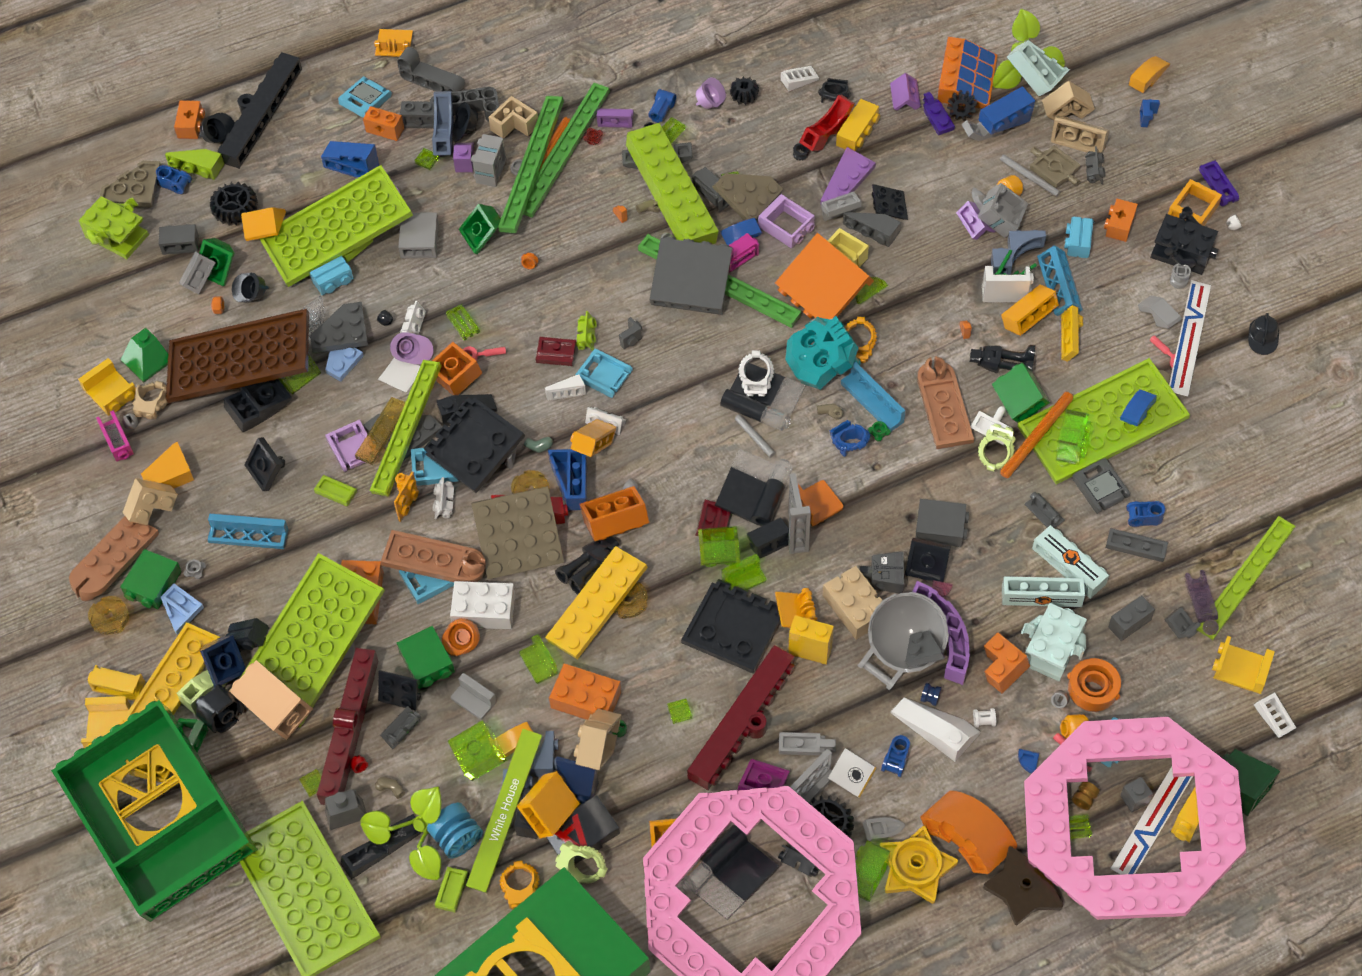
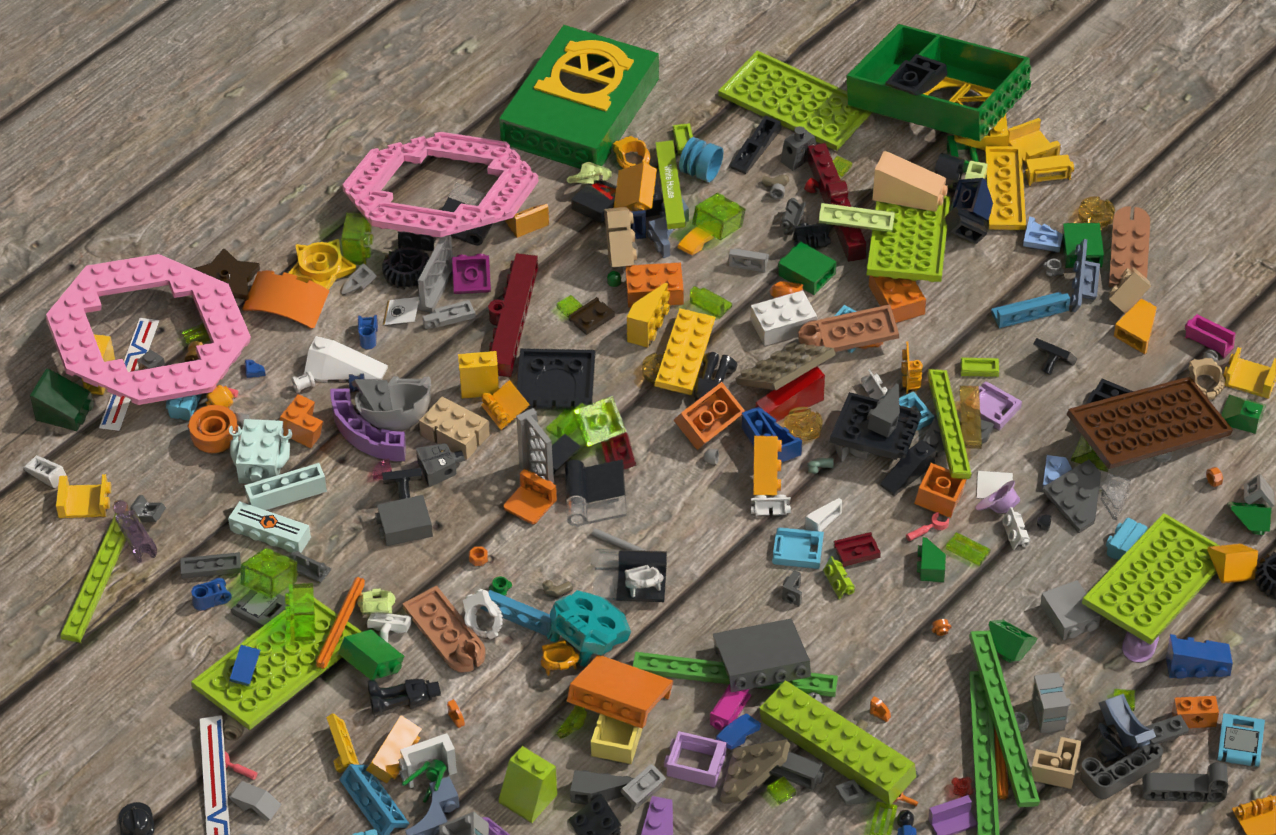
camera: 155 degrees right, 10 degrees down
(180, 533) = (1086, 277): none -> sand blue bracket
(184, 788) = (917, 75): none -> black slope
(248, 287) = (1192, 501): black piece -> none
(350, 664) = (856, 217): none -> yellowish green panel
(396, 771) = (777, 191): none -> light grey hinge
(427, 805) = (731, 161): lime plant -> none
(458, 440) = (886, 414): none -> dark grey slope
(462, 157) = (1085, 710): medium lavender slope -> none
(503, 313) = (932, 562): none -> green slope
(613, 649) = (647, 316): none -> yellow slope
(662, 690) = (591, 316): none -> dark brown plate
(846, 431) = (528, 576): blue piece -> none
(886, 465) = (478, 556): none -> orange tile
(908, 399) = (471, 606): none -> white piece
(929, 239) = (528, 784): none -> lime slope
(1087, 504) = (268, 572): none -> clear neon green brick
(1131, 618) = (196, 497): dark grey brick -> none

